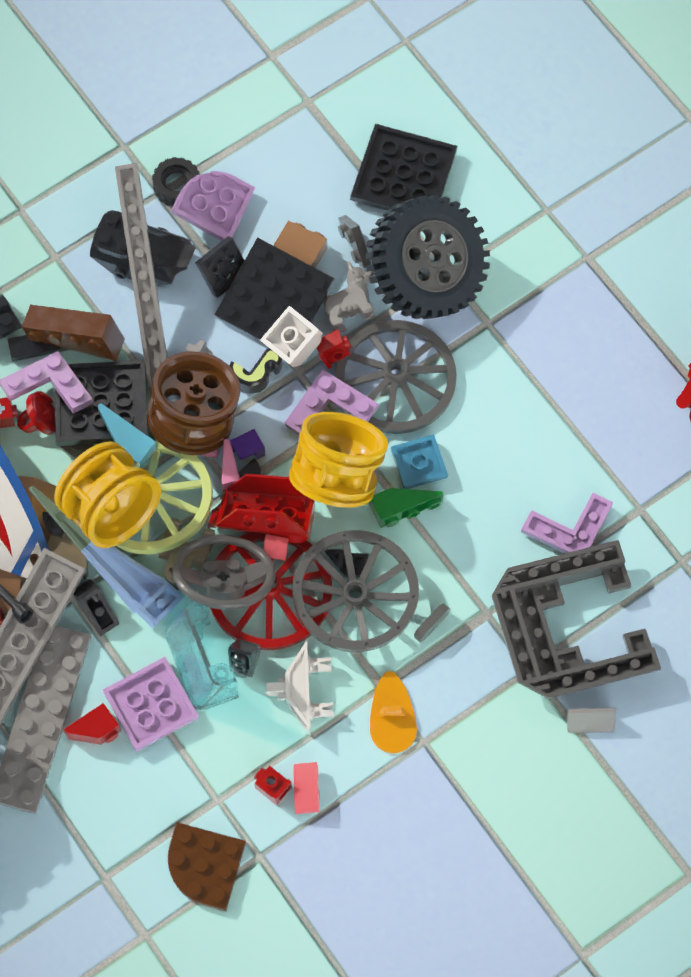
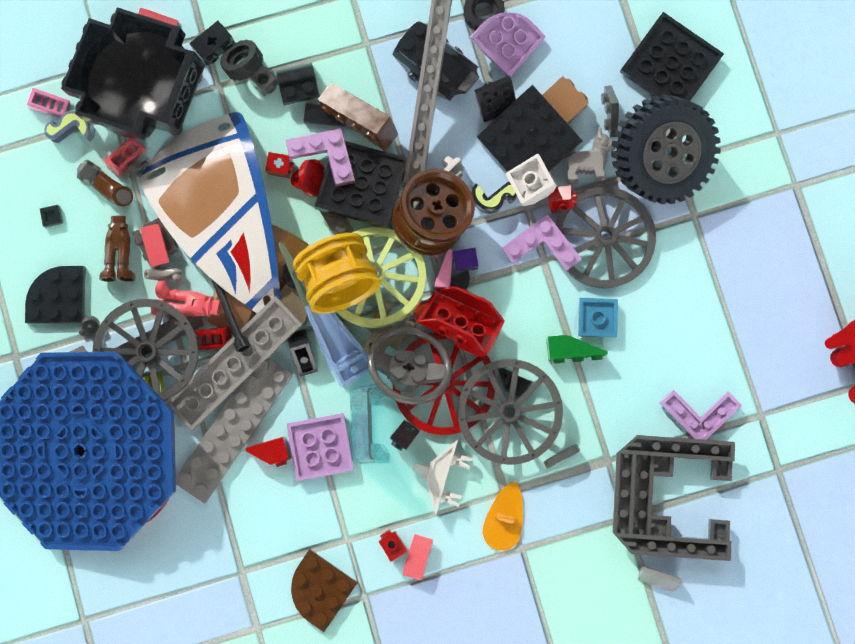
camera: 20 degrees right, 15 degrees up
(129, 437) = (370, 227): medium azure slope -> none
(276, 547) = (459, 354): coral tile -> none
(338, 459) = (520, 315): yellow wheel -> none

